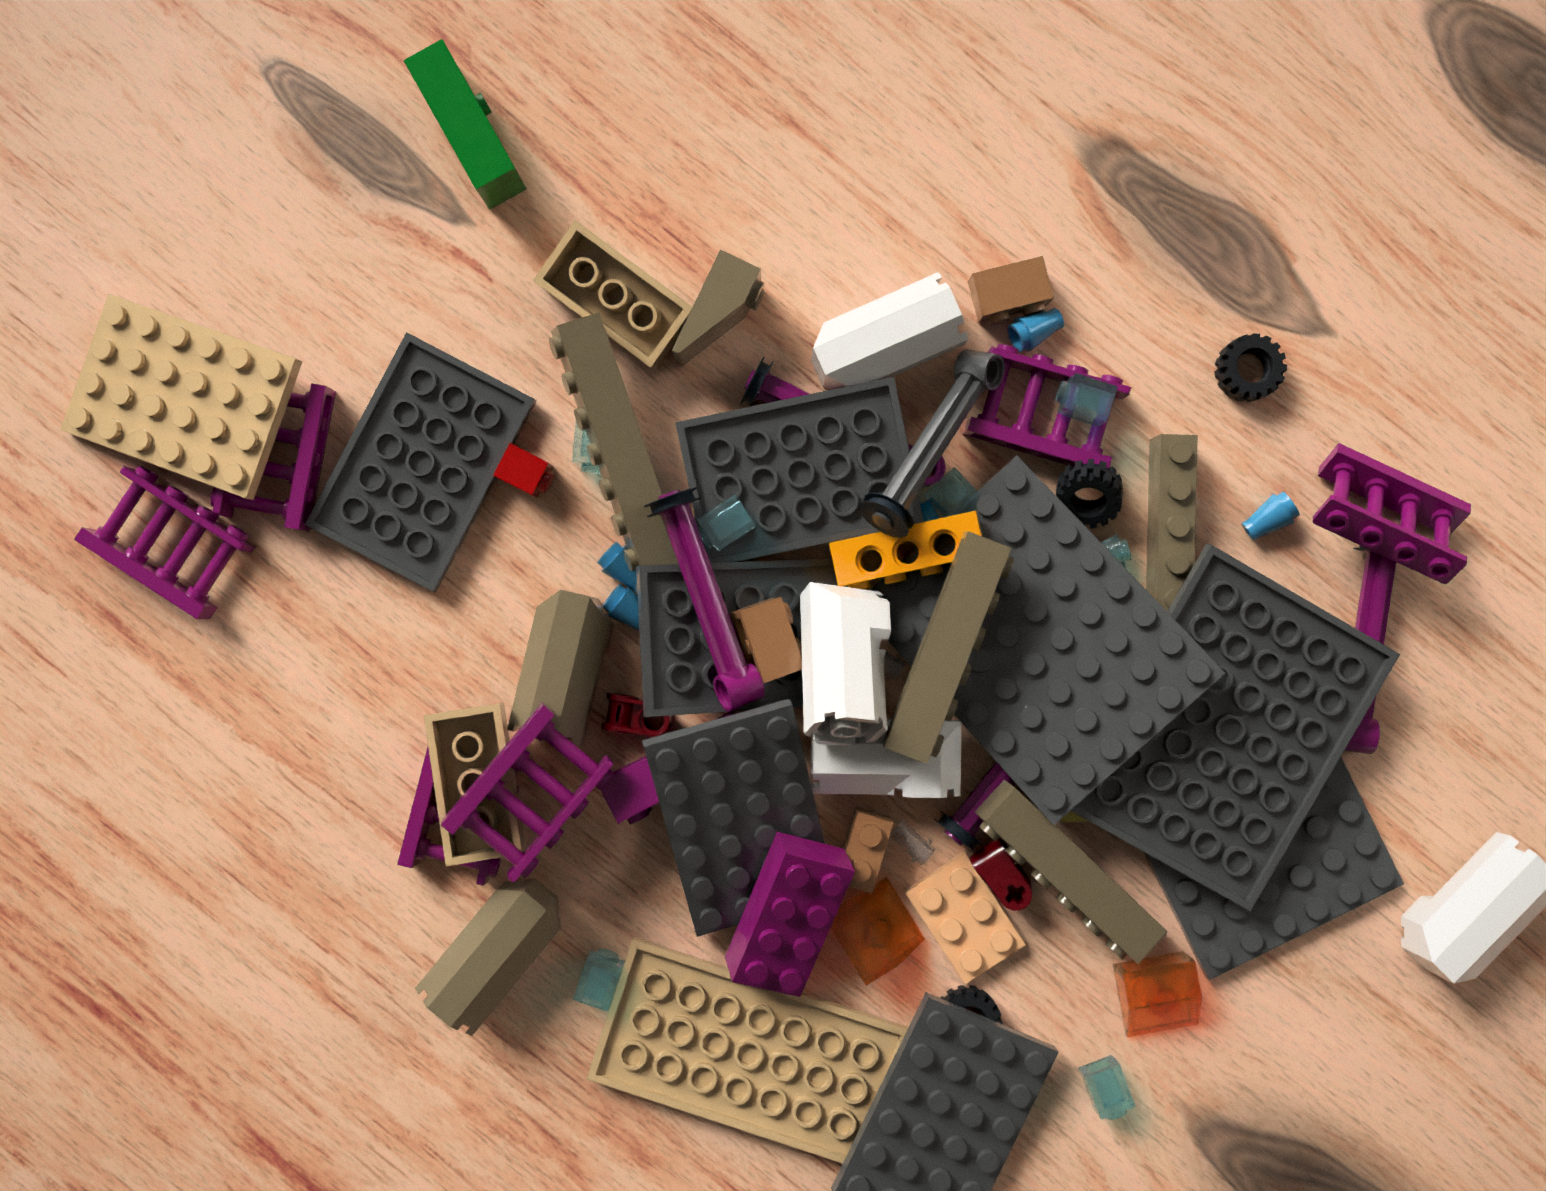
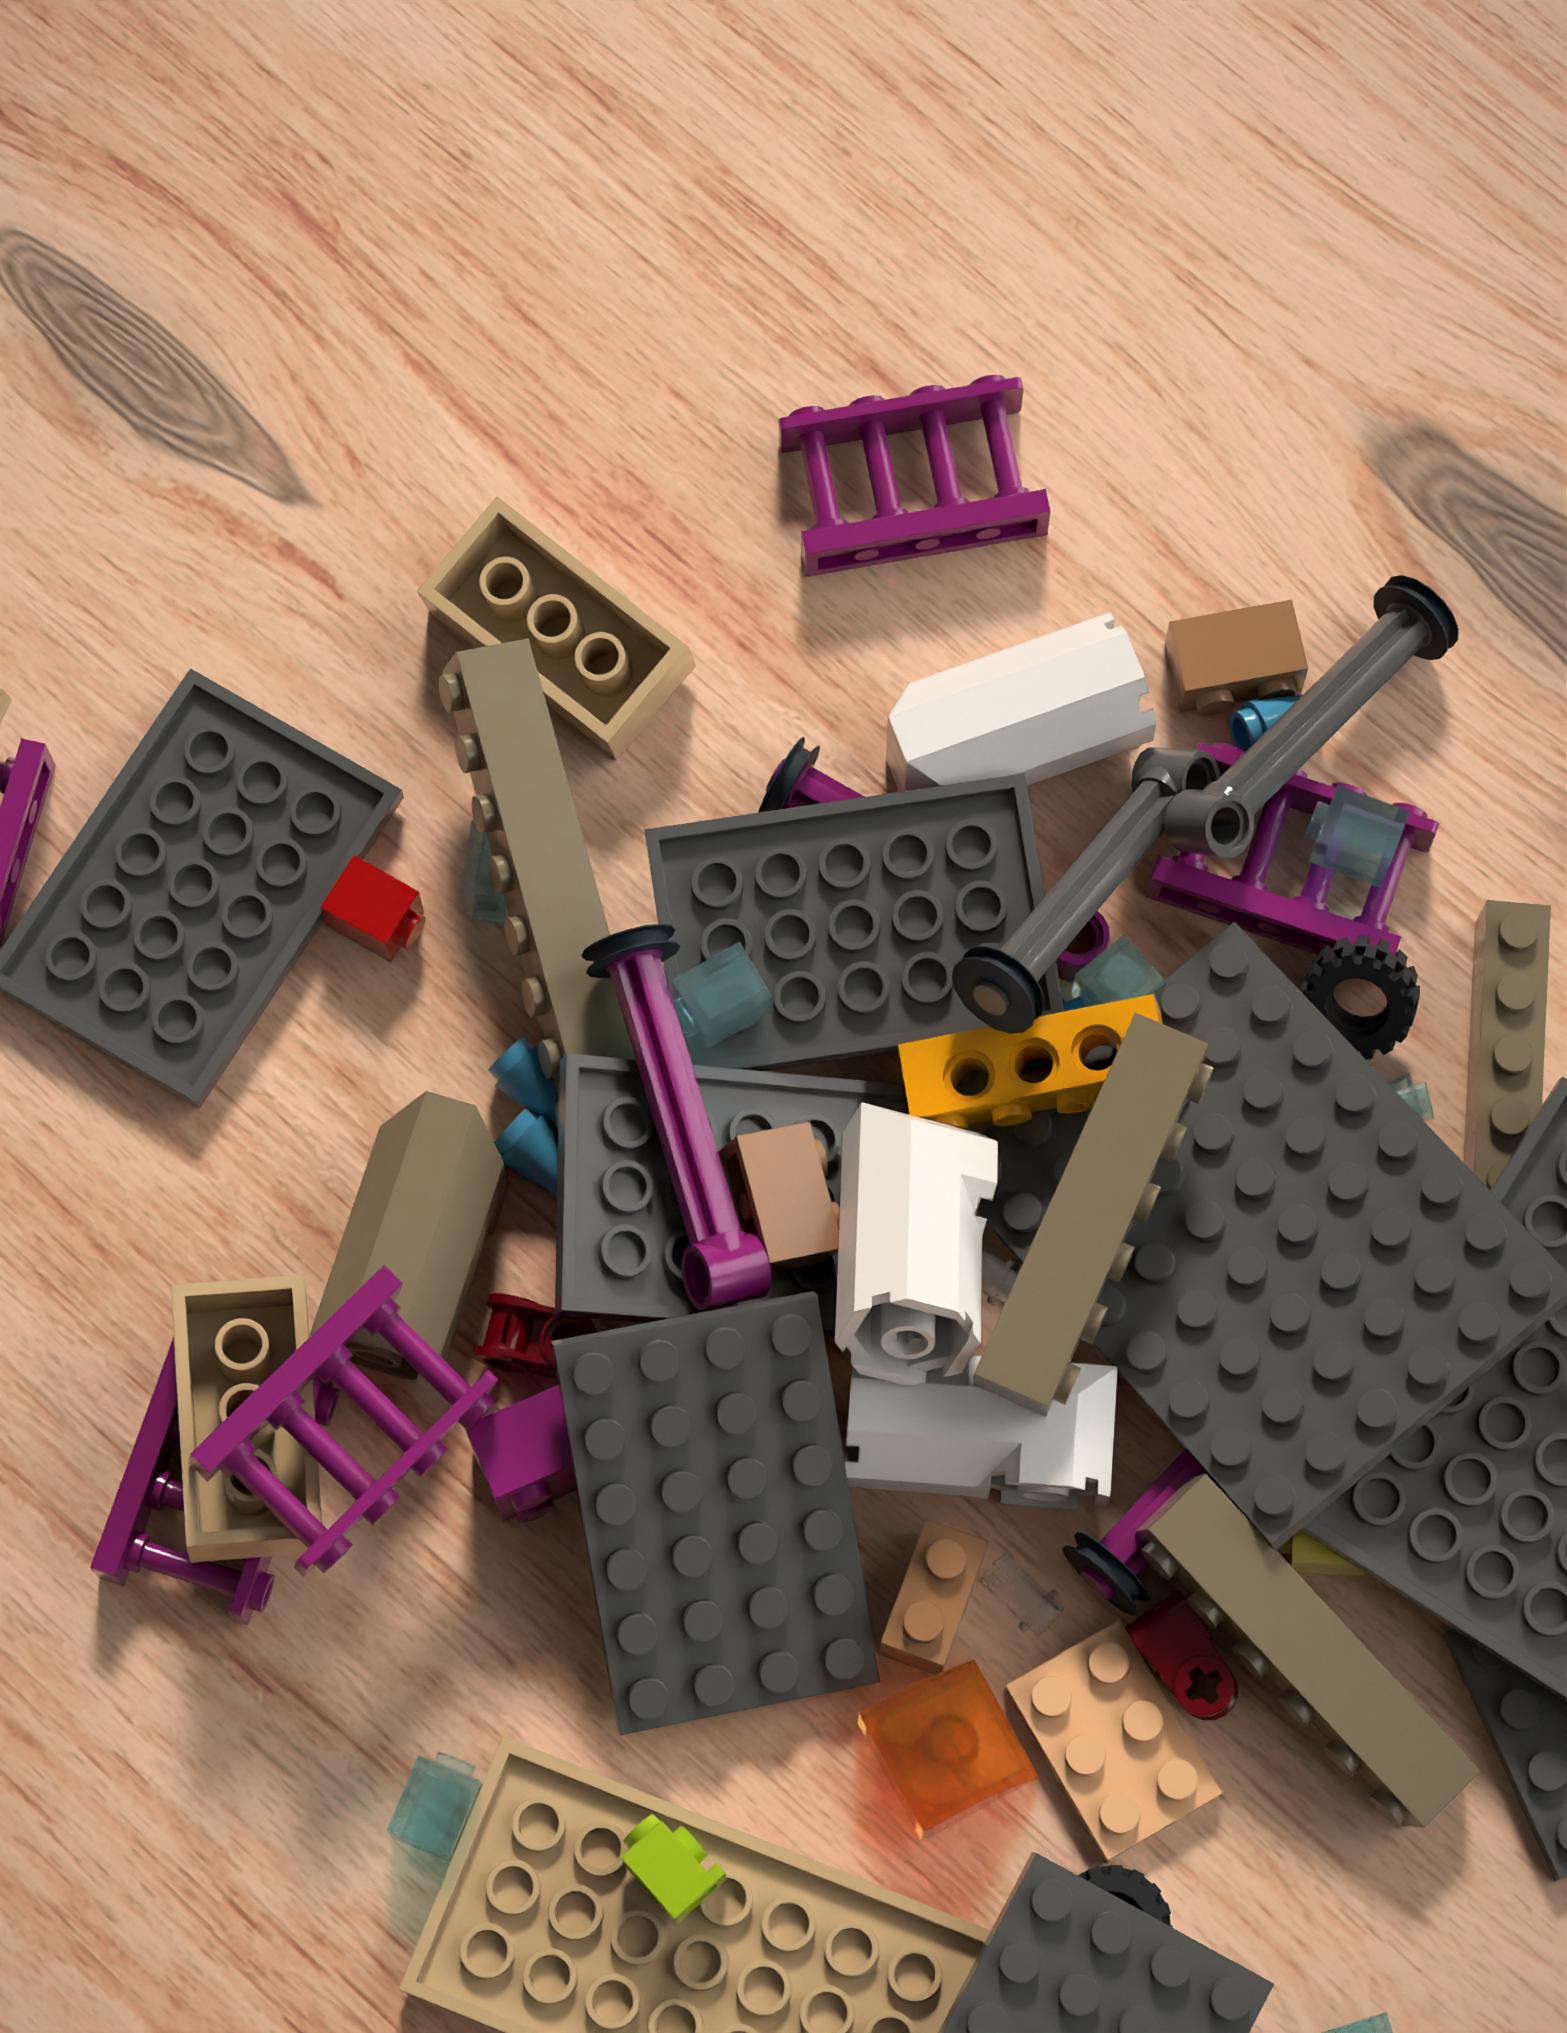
camera: 10 degrees right, 15 degrees down
(465, 124) = (325, 341): green brick -> none
(491, 954) = (248, 1736): dark tan brick -> none
(722, 303) = (733, 652): dark tan slope -> none
(729, 1012) = (670, 1867): none -> lime brick
(789, 914) = (789, 1691): magenta brick -> none
(808, 223) = (893, 532): none -> magenta fence
(1008, 394) = (1222, 814): none -> dark grey piece
(1158, 993) = (1465, 1901): clear orange slope -> none

